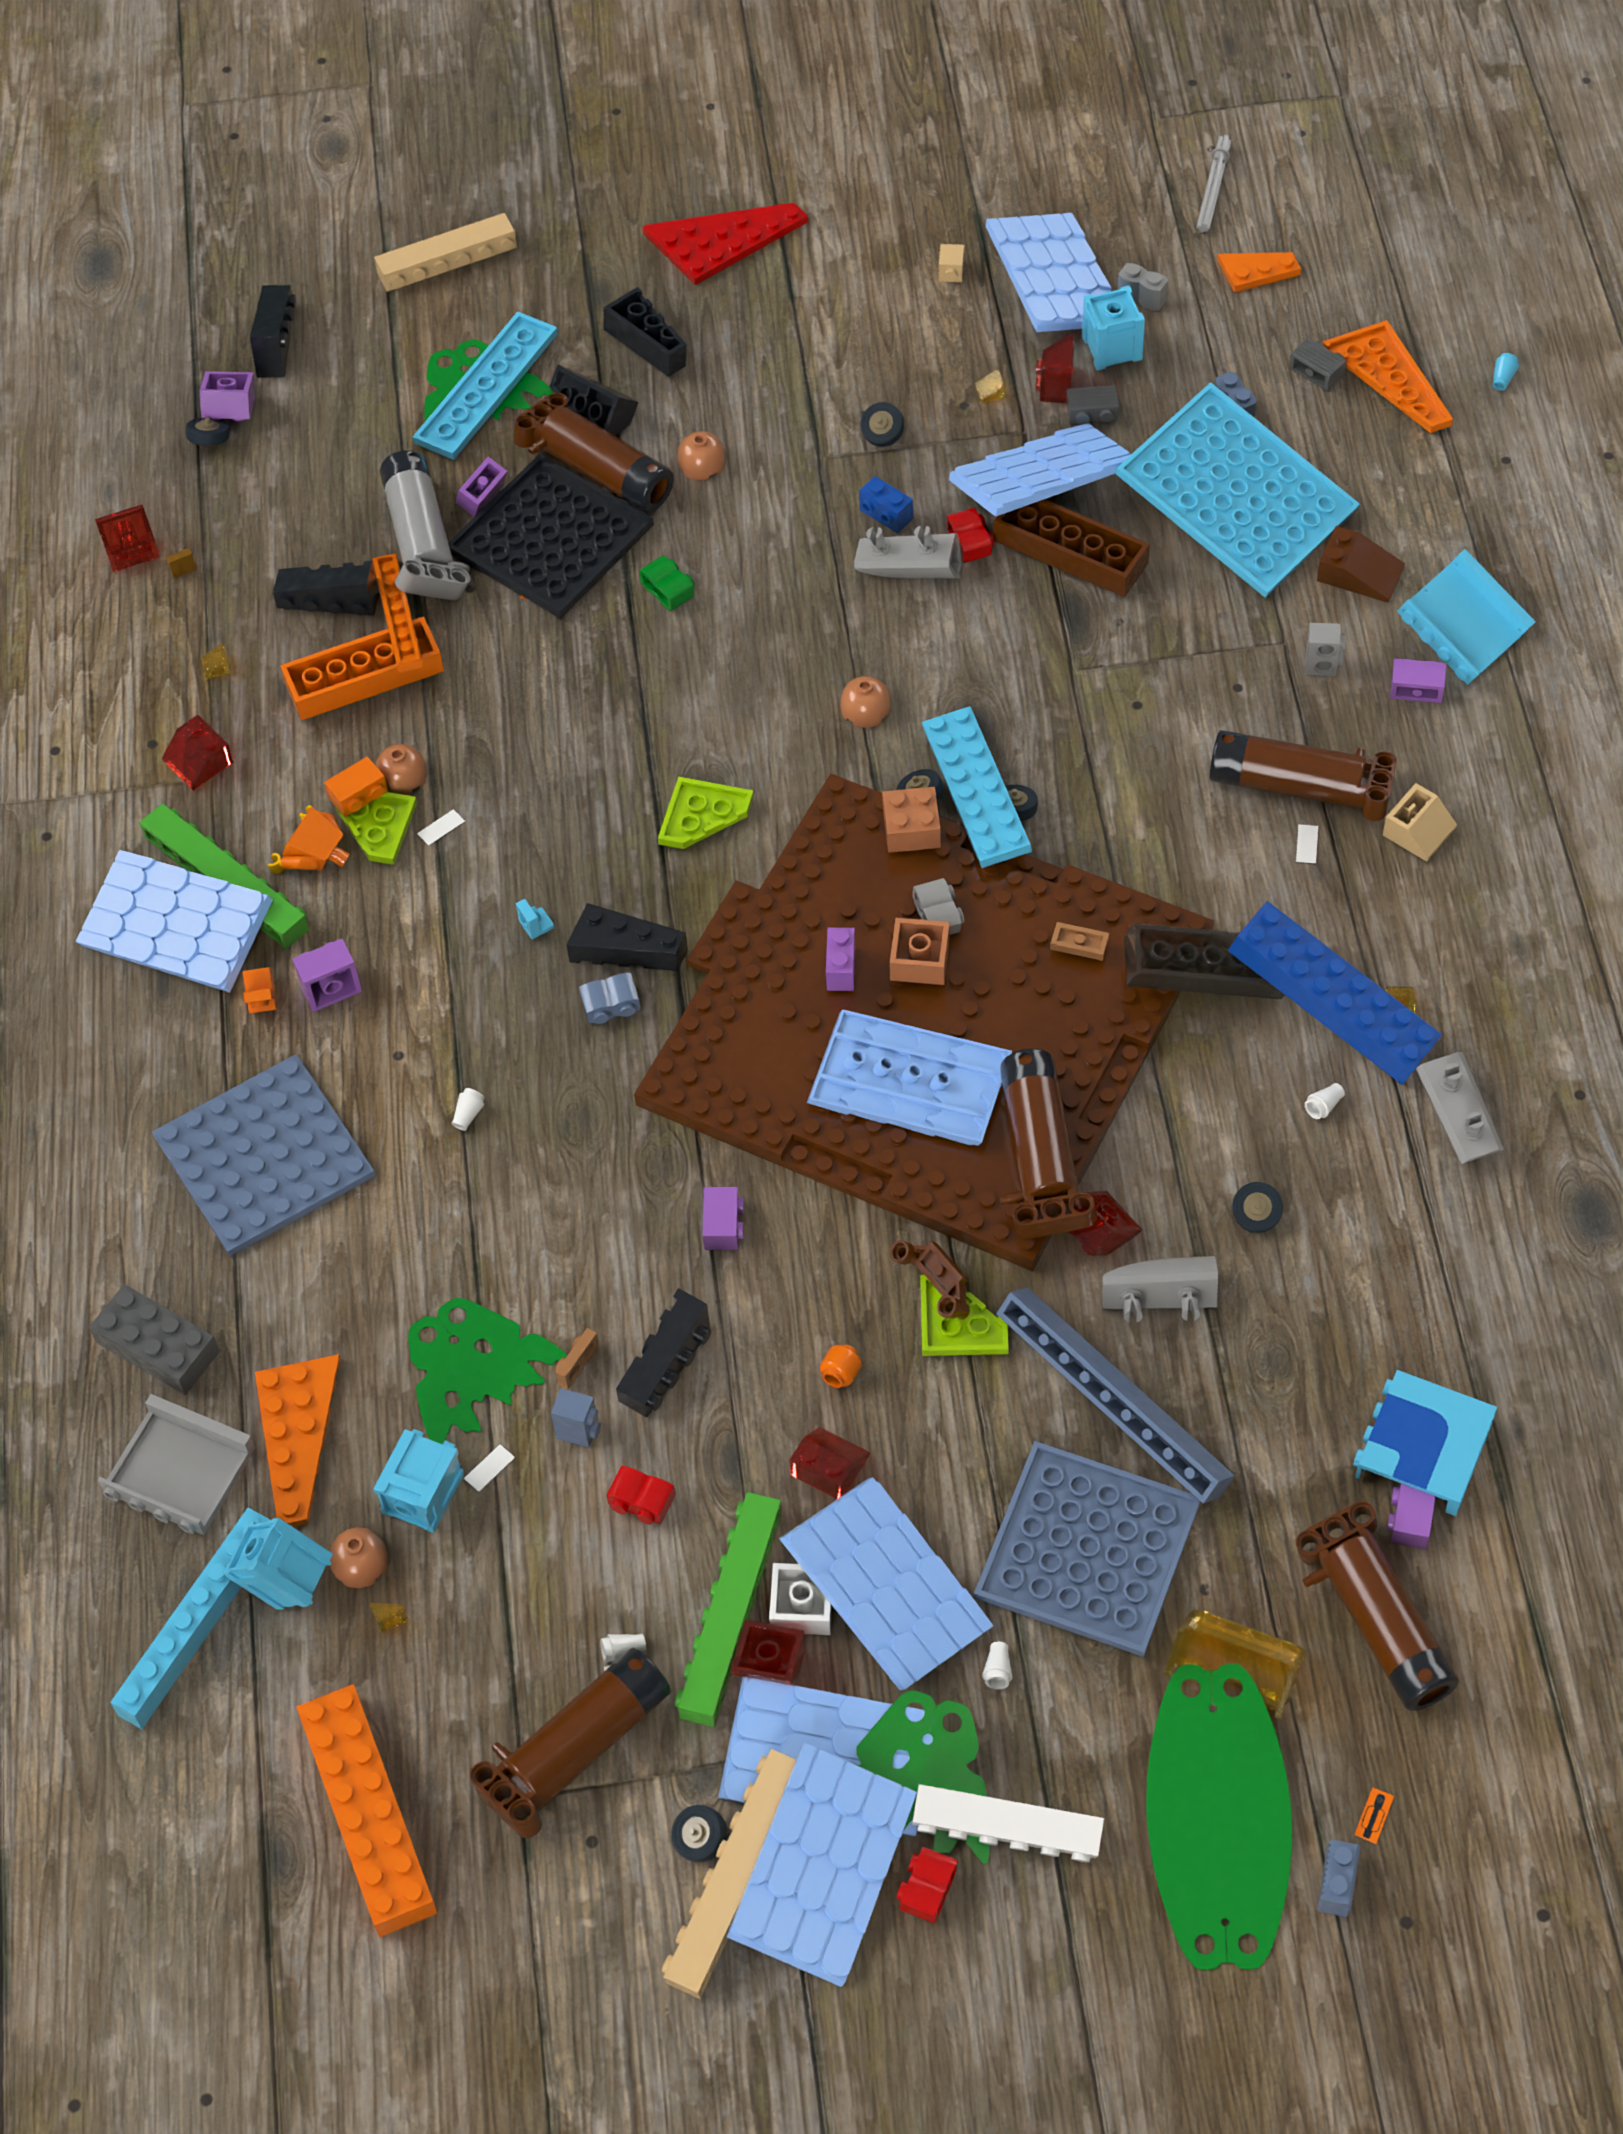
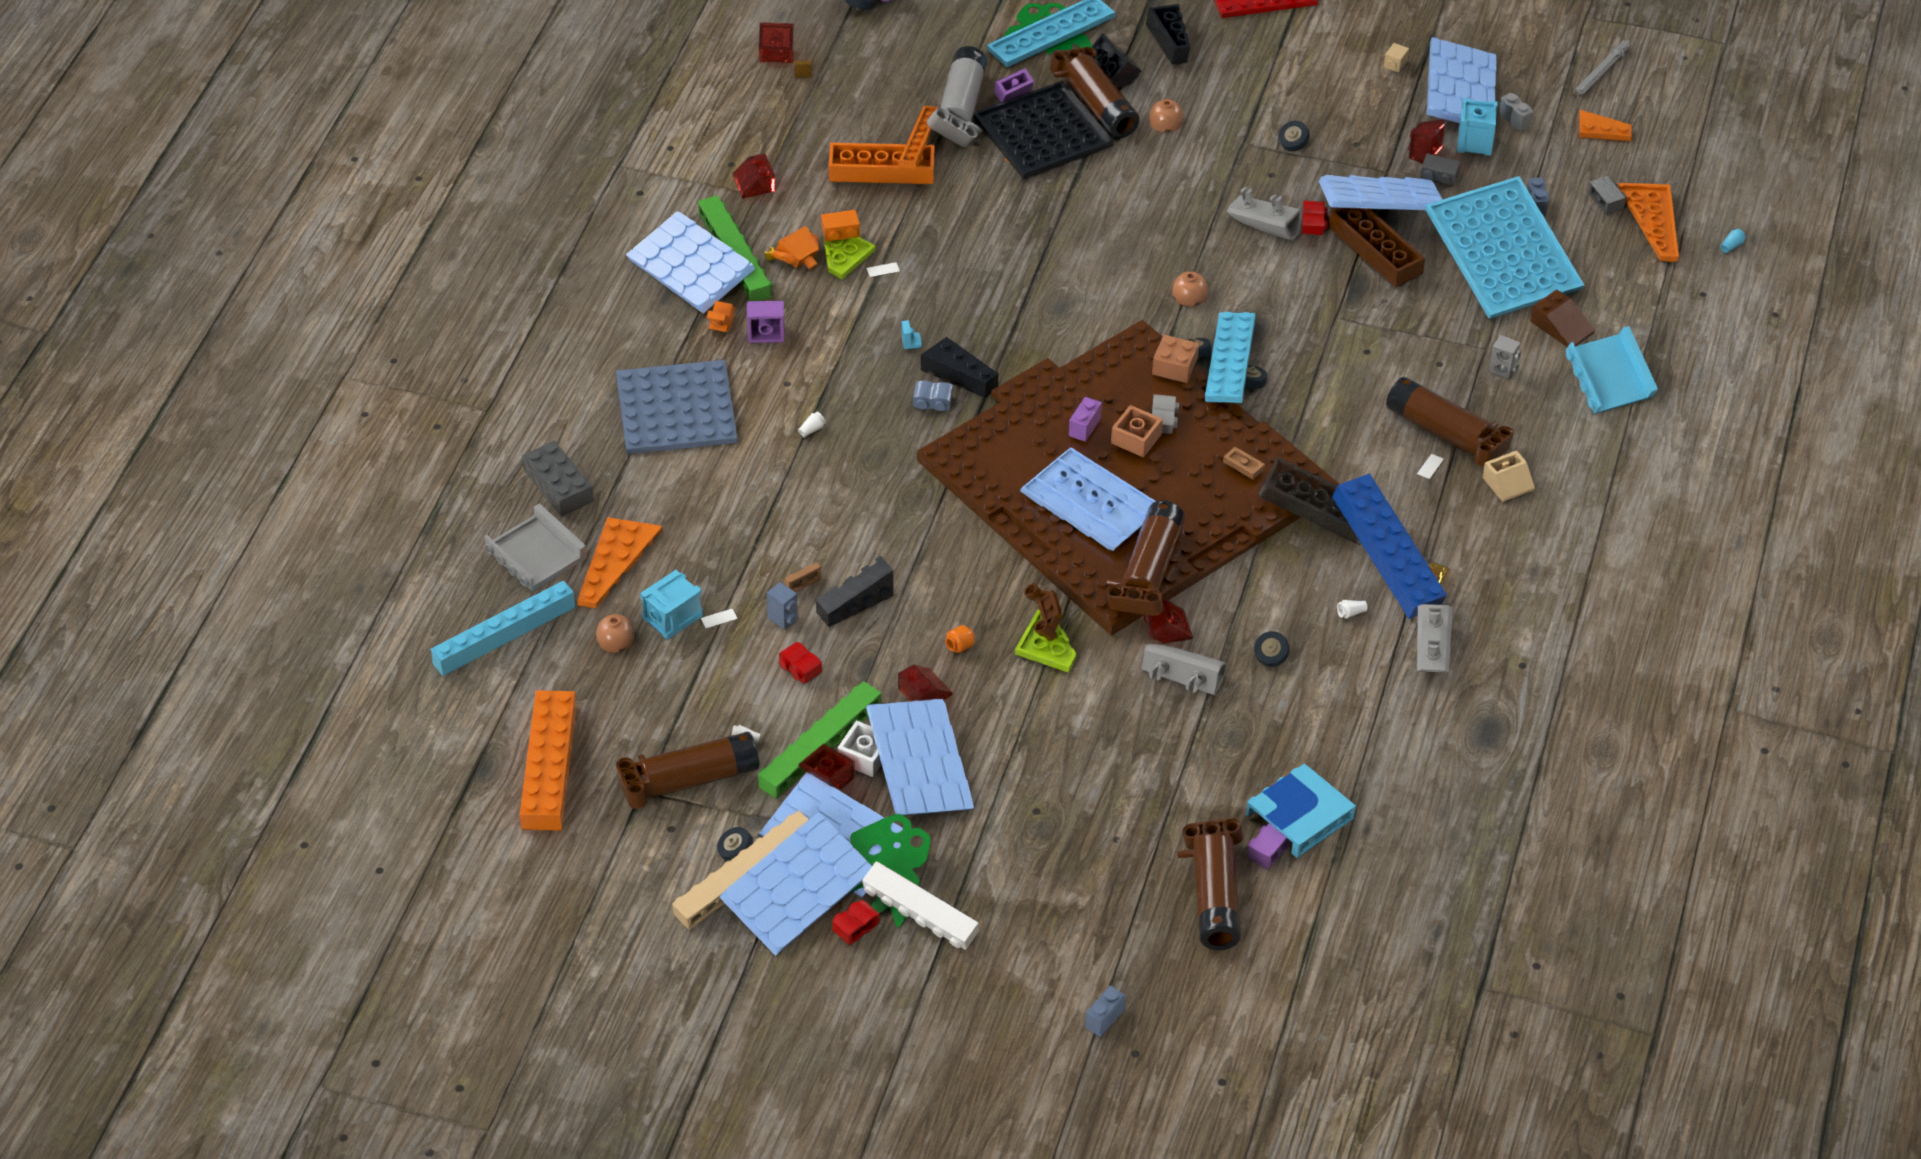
camera: 20 degrees right, 10 degrees down
(215, 662) = (794, 131): clear yellow slope -> none
(278, 1564) = (564, 613): medium azure container -> none
(328, 589) = (885, 112): black wedge -> none
(388, 1615) = (616, 669): clear yellow slope -> none
(402, 768) = (875, 227): nougat cylinder -> none
(468, 1371) = (736, 564): green piece -> none
(667, 582) = (1102, 180): green brick -> none
(702, 810) = (1050, 313): lime plate -> none
(721, 1218) = (933, 536): medium lavender brick -> none
(886, 504) = (1268, 181): blue brick -> none
(991, 387) = (1379, 138): clear yellow slope -> none
(997, 1668) = (963, 829): white cone -> none
(1088, 1548) = (1056, 789): sand blue plate -> none
(1115, 1395) = (1120, 714): sand blue brick -> none
(1218, 1641) = (1109, 874): clear yellow windscreen -> none
(1219, 1816) = (1052, 953): green piece -> none
(1374, 1815) = (1149, 992): orange sticker -> none
(1418, 680) = (1559, 398): medium lavender brick -> none

